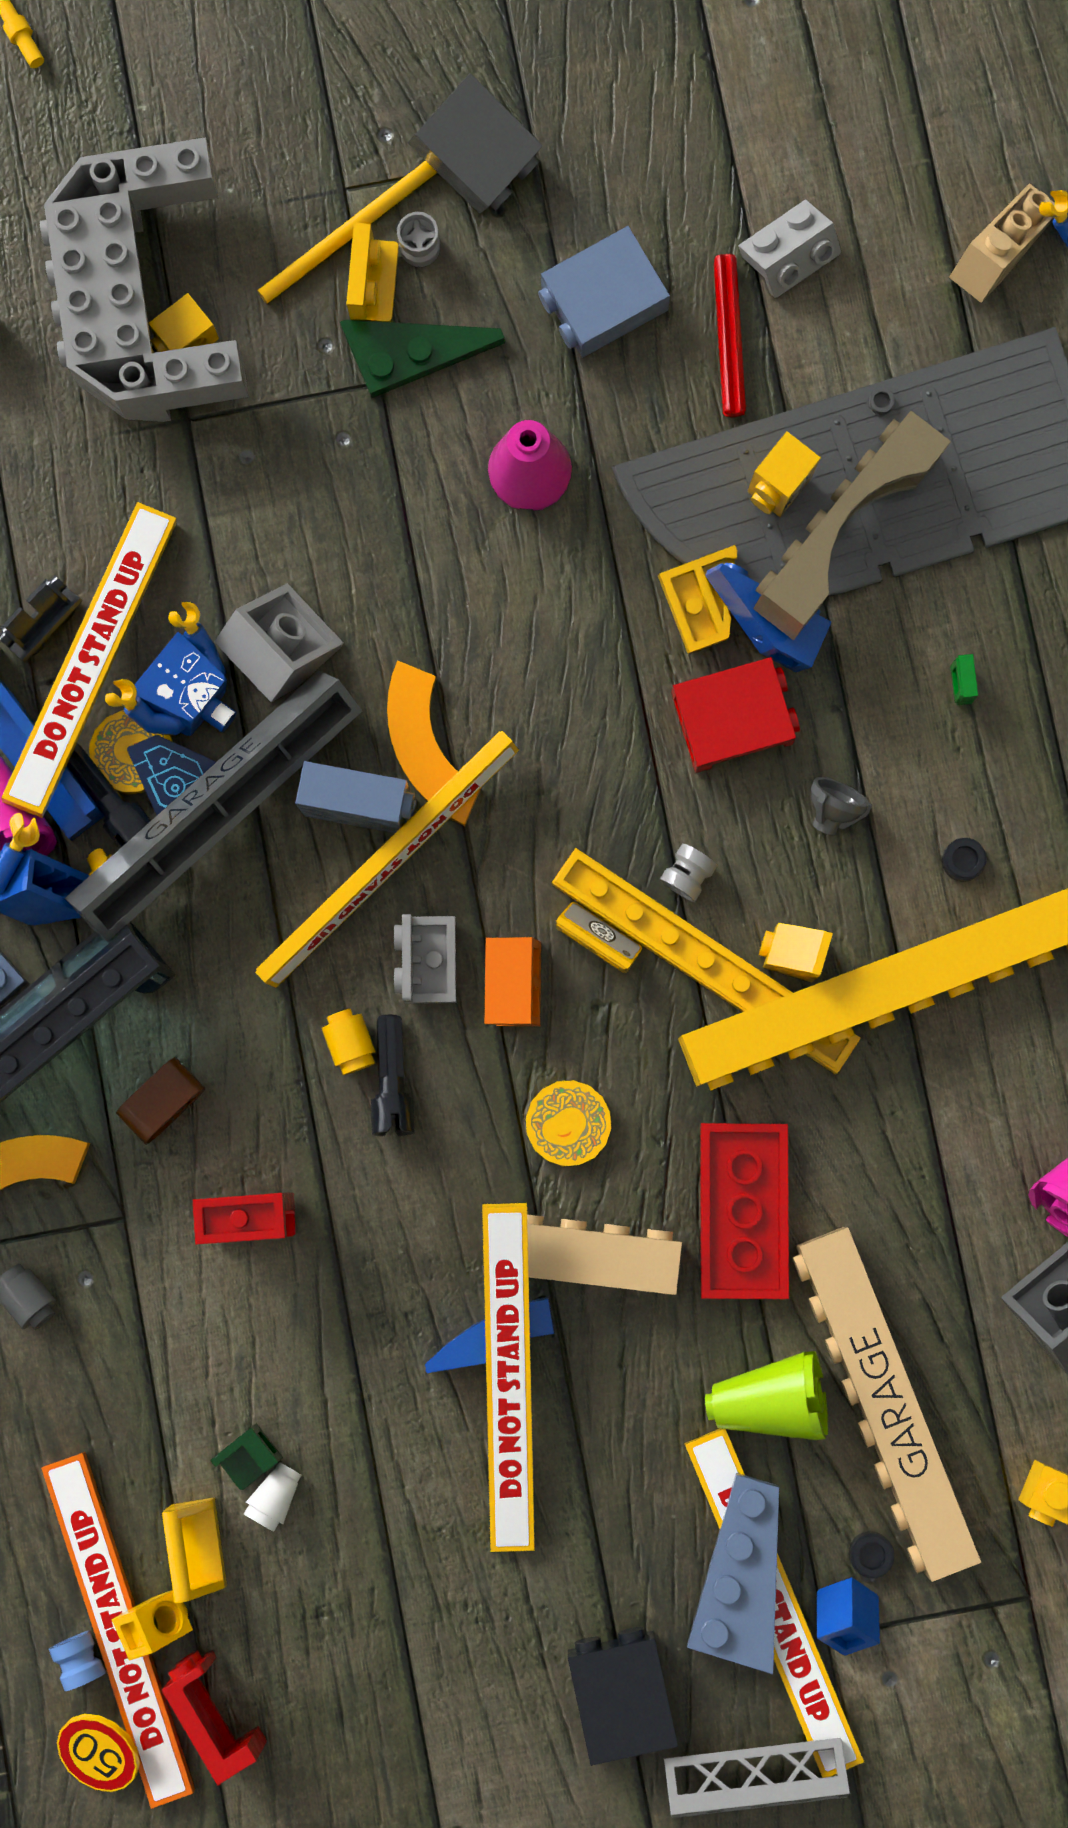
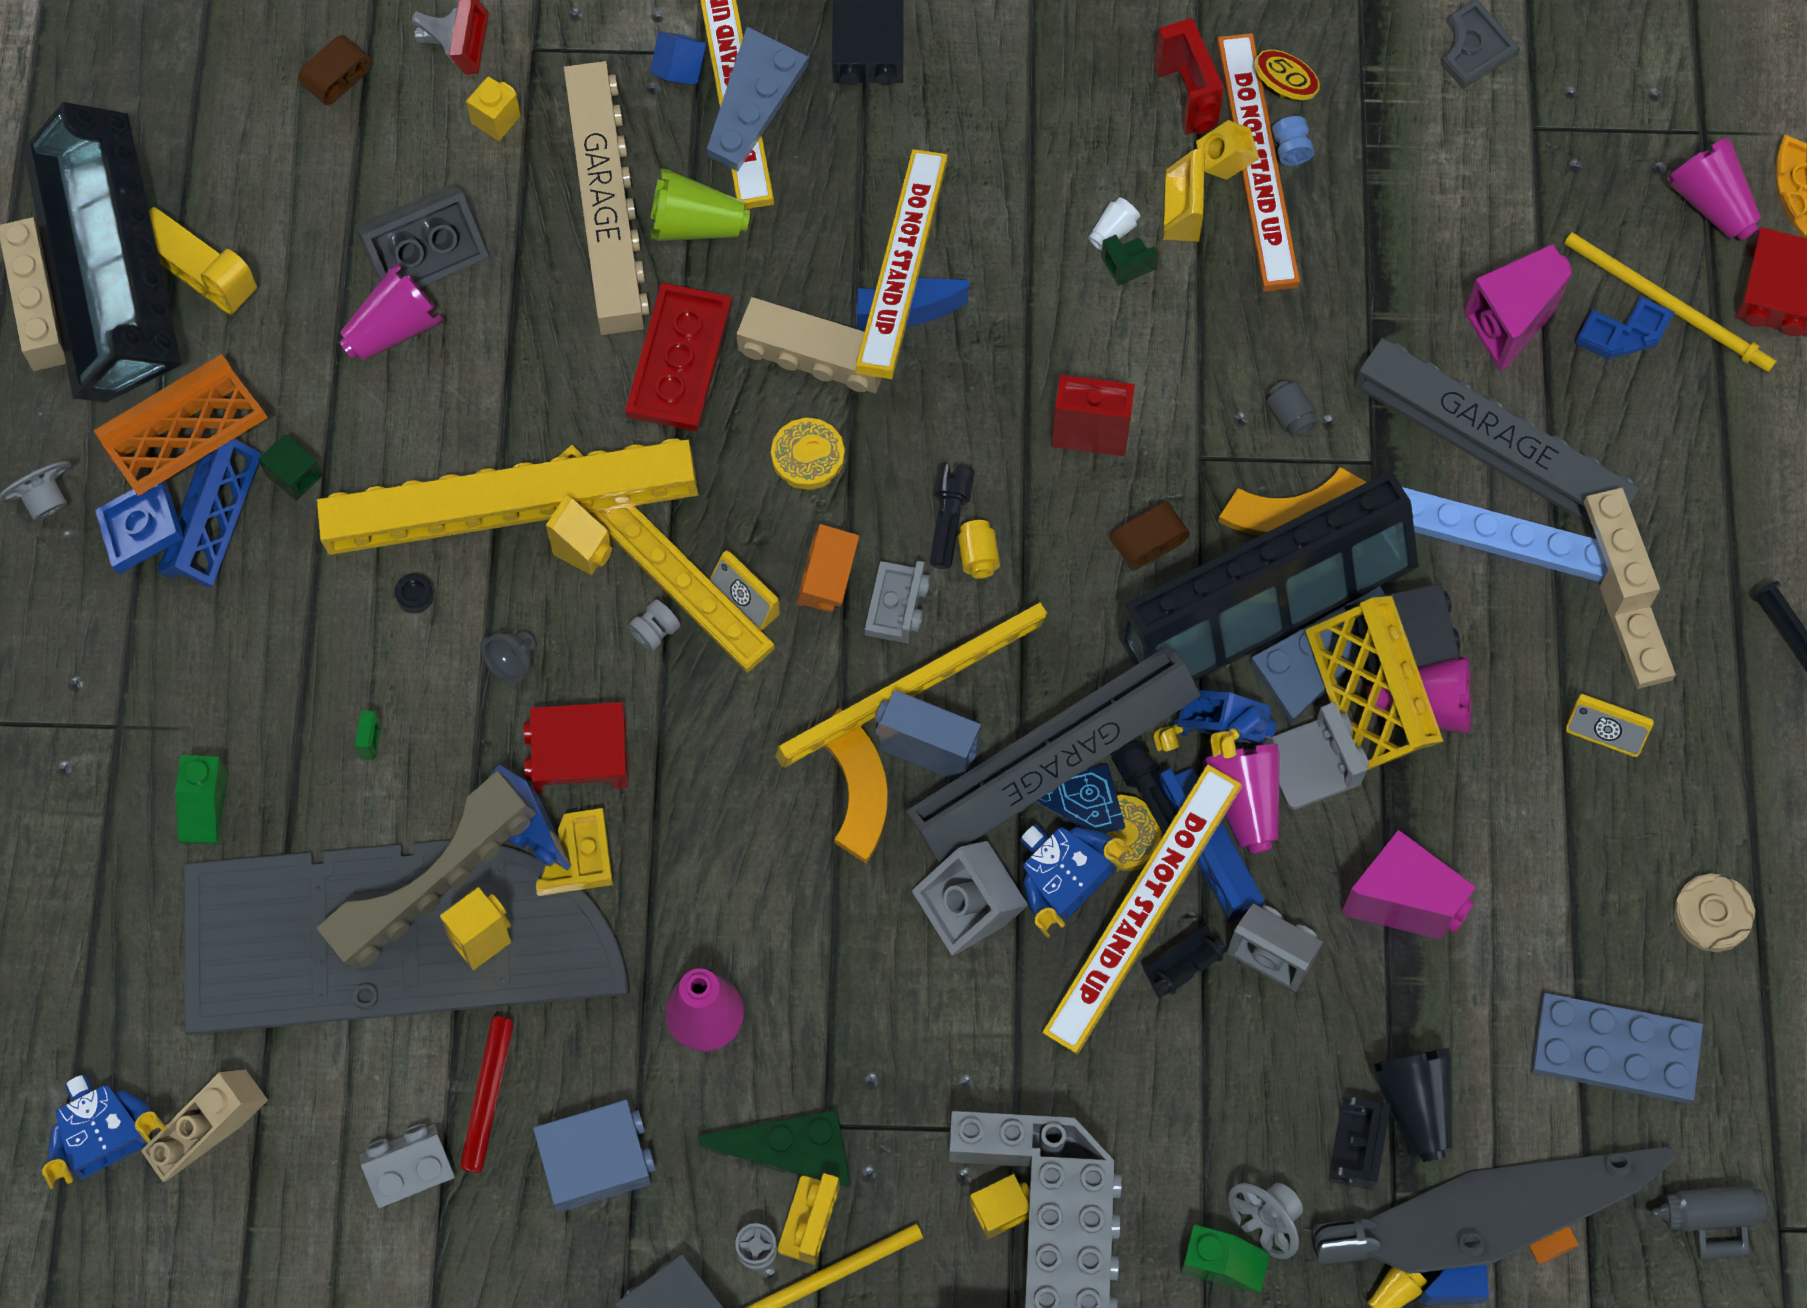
camera: 175 degrees left, 15 degrees down
(871, 1554) = (647, 99): black tile -> none

